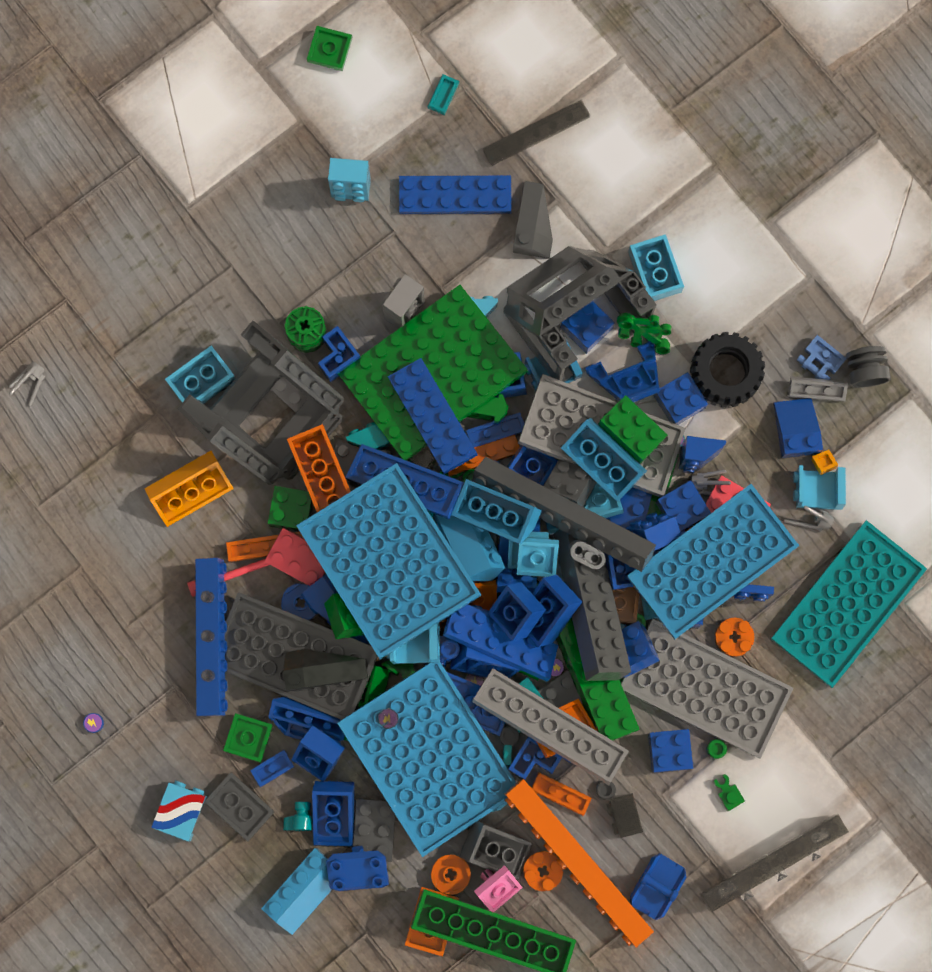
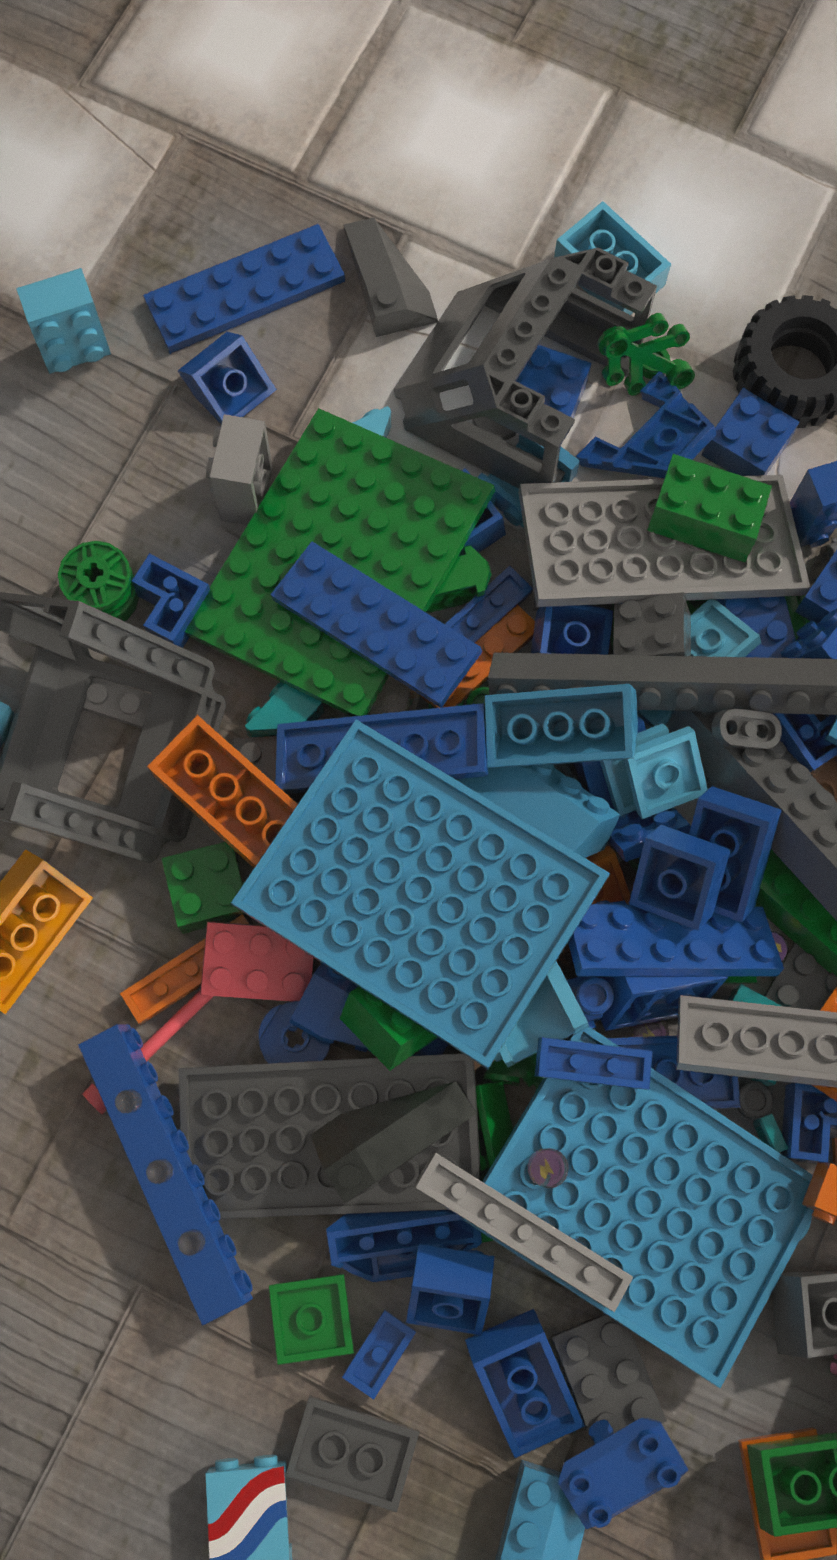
camera: 25 degrees left, 5 degrees down
(93, 722) = (21, 1425): medium lavender tile -> none
(301, 820) = (474, 1423): teal piece -> none
(362, 741) = (523, 1231): none -> light grey plate
(421, 244) = (227, 377): none -> blue slope
(432, 680) = (593, 1063): none -> blue plate
(441, 868) = (801, 1393): orange plate -> none
(443, 94) = (156, 153): teal tile -> none
(536, 132) = (326, 150): clear smoke tile -> none
(603, 459) = (692, 567): dark azure slope -> none

